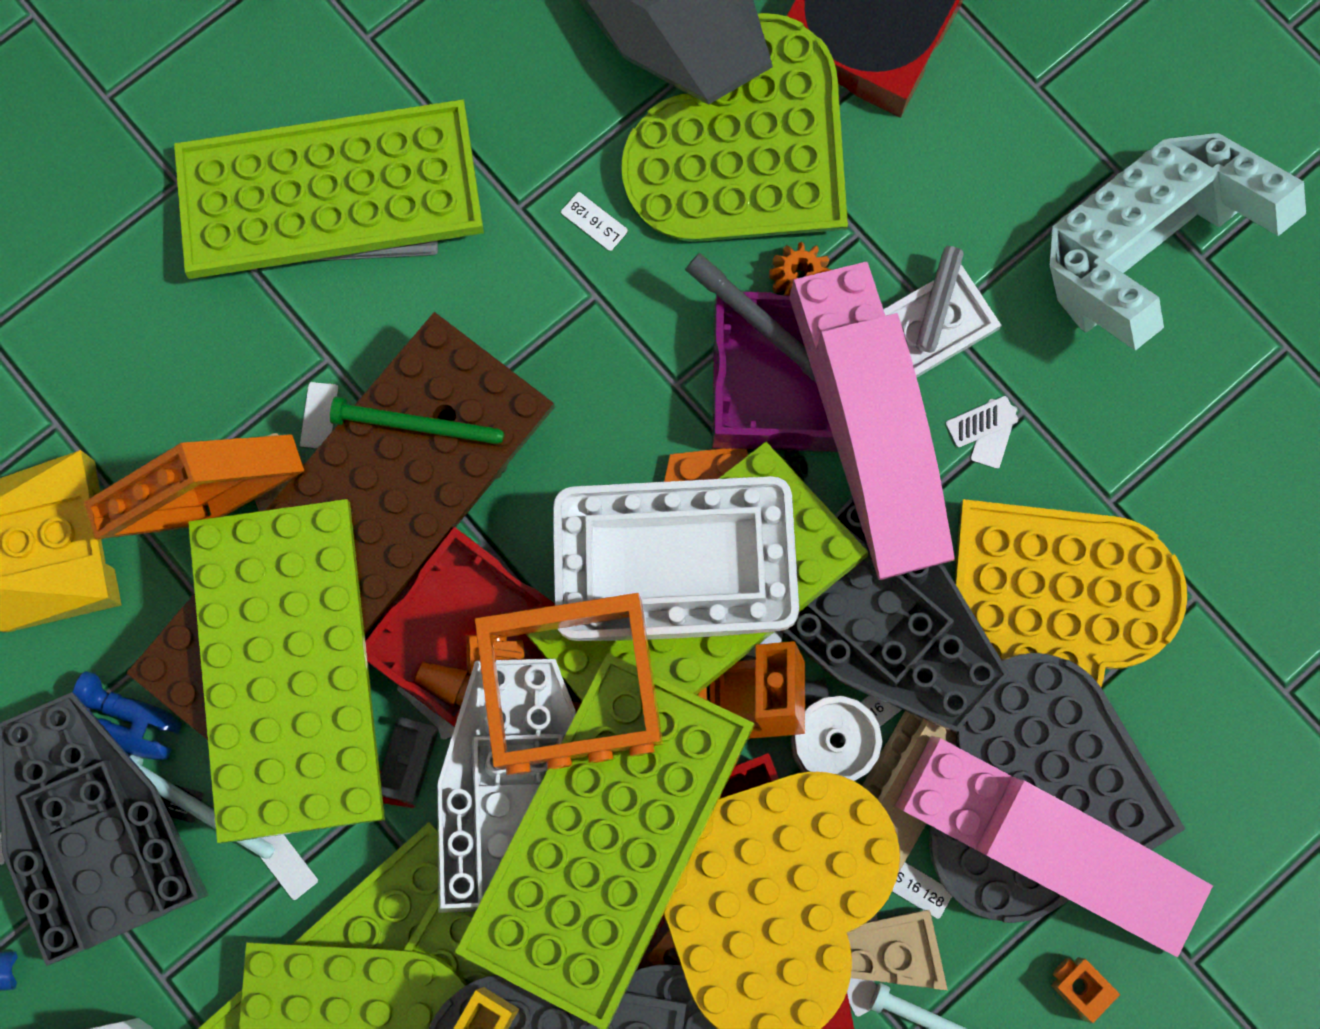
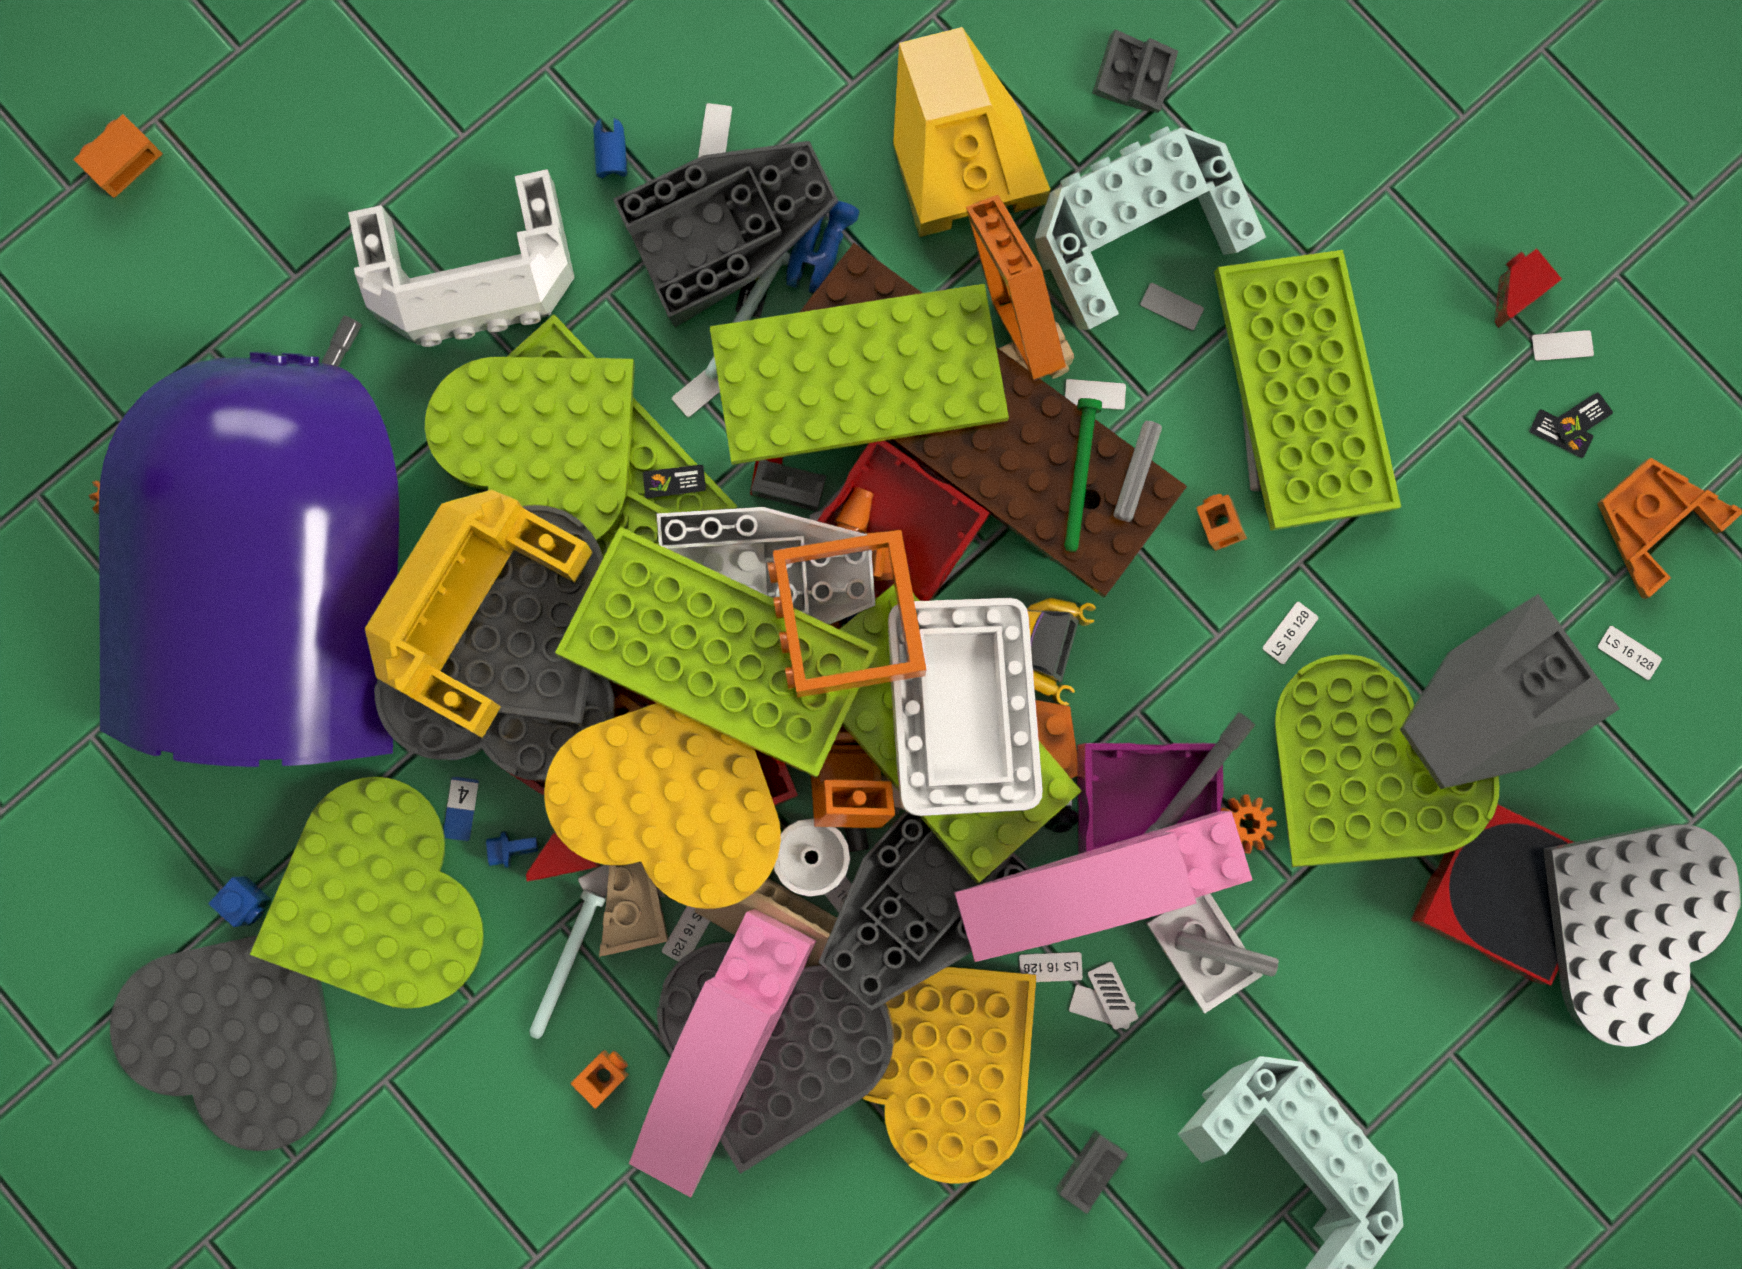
camera: 85 degrees right, 5 degrees up
(93, 361) = (1130, 194): none -> light aqua wedge
(223, 328) = (1172, 306): none -> light grey sticker
(396, 896) = (674, 481): none -> black sticker
(416, 361) = (1137, 471): none -> light grey axle
(454, 285) = (1226, 534): none -> orange brick
(588, 465) = (1051, 638): none -> torso
(953, 481) = (1052, 966): none -> white sticker
(1168, 451) = (1091, 1171): none -> dark grey hinge

